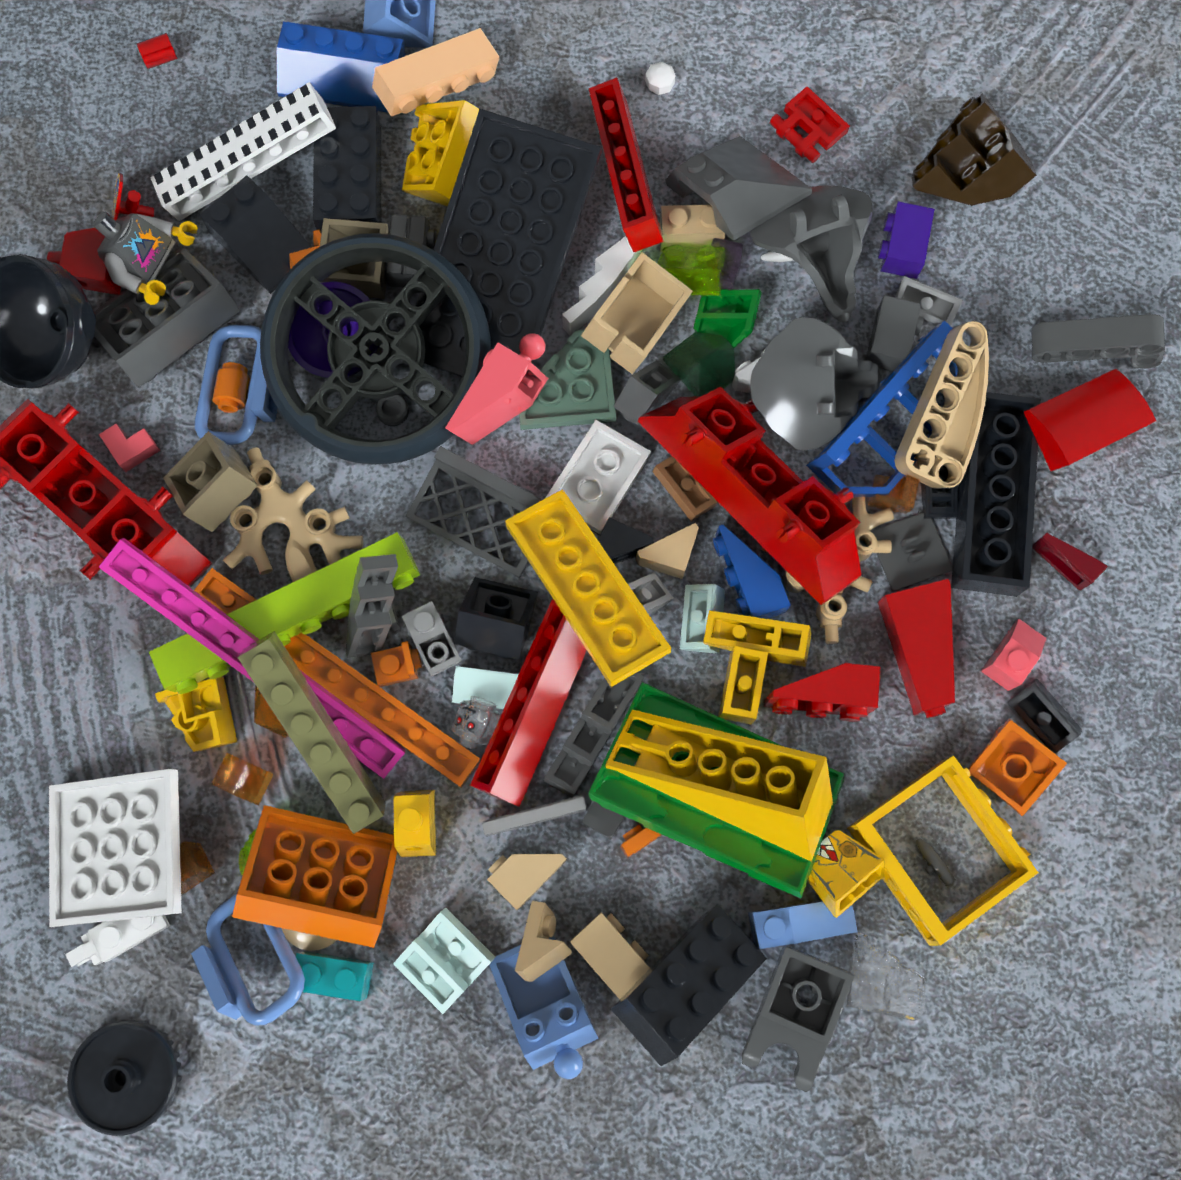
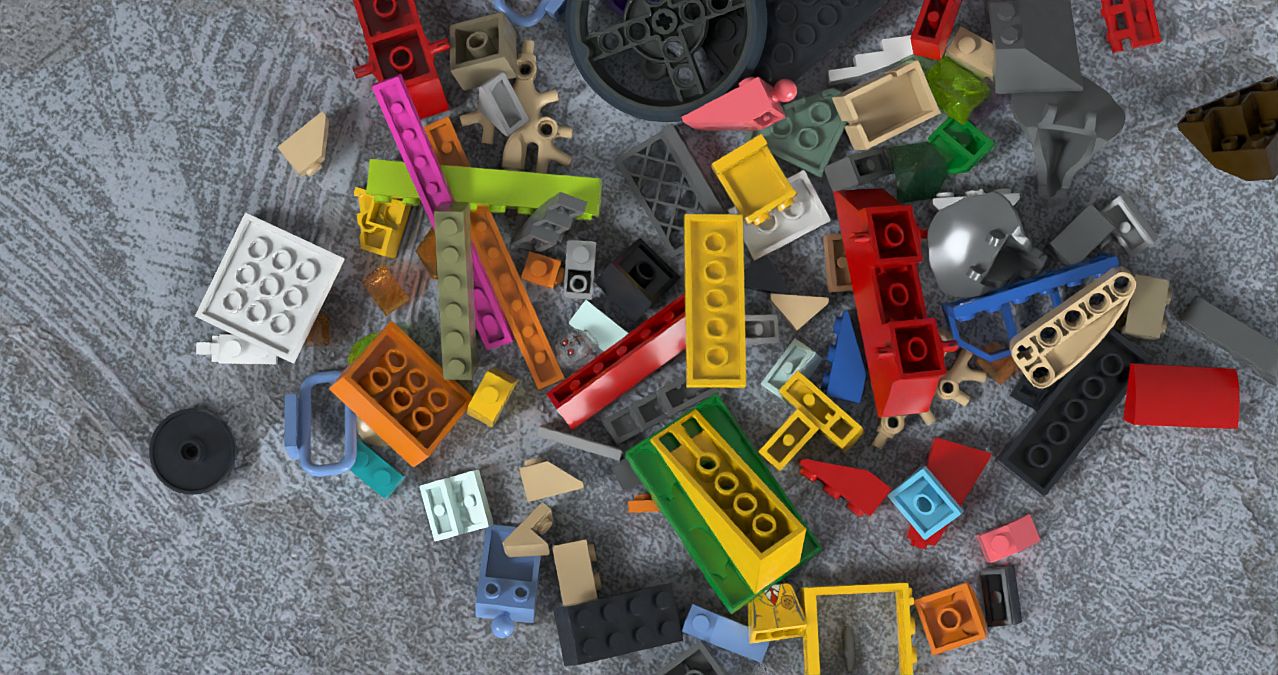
camera: 35 degrees right, 10 degrees up
(80, 679) = (307, 146): none -> tan slope
(256, 521) = (501, 104): none -> light grey slope
(553, 454) = (754, 181): none -> yellow panel
(906, 239) = (1143, 165): dark purple brick -> none
(915, 552) = (985, 417): dark grey piece -> none
(921, 660) = (925, 502): none -> medium azure slope
(1008, 358) = (1145, 310): none -> dark tan brick
(1069, 561) = (1097, 499): dark red slope -> none

